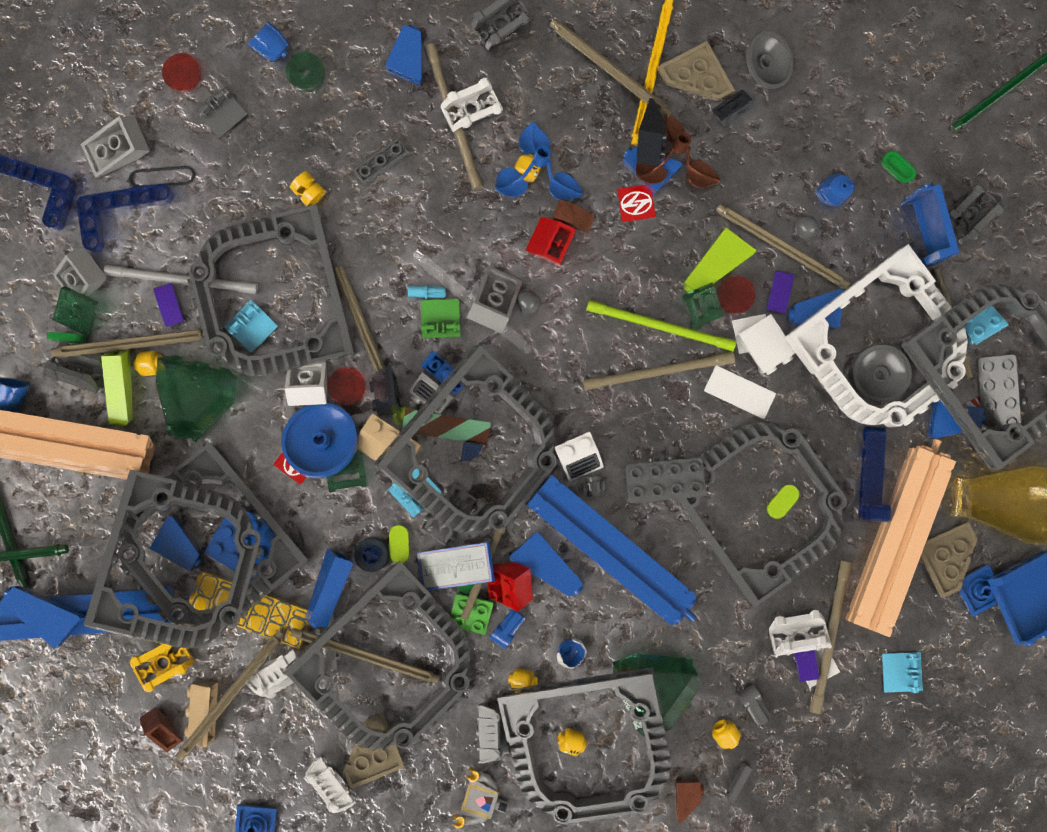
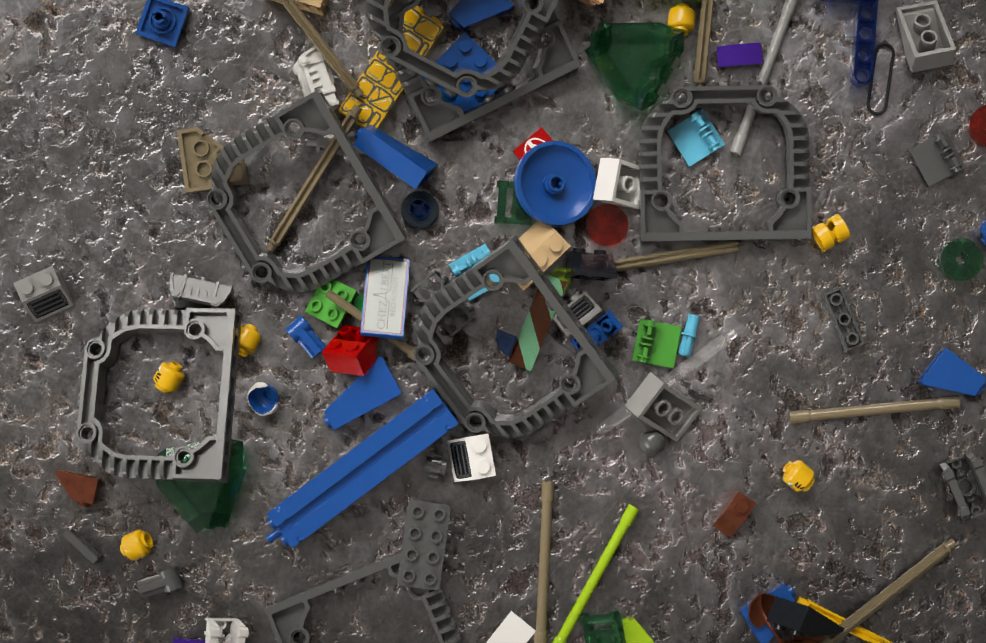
camera: 115 degrees right, 0 degrees up
(329, 786) = (185, 108): white piece -> none
(399, 543) = (424, 242): lime tile -> none
(470, 96) = (891, 431): white piece -> none
(479, 800) = (131, 264): torso -> none
(536, 142) = (825, 493): blue plant -> none
(551, 240) = (713, 483): red slope -> none
(636, 203) = (733, 586): red sticker -> none

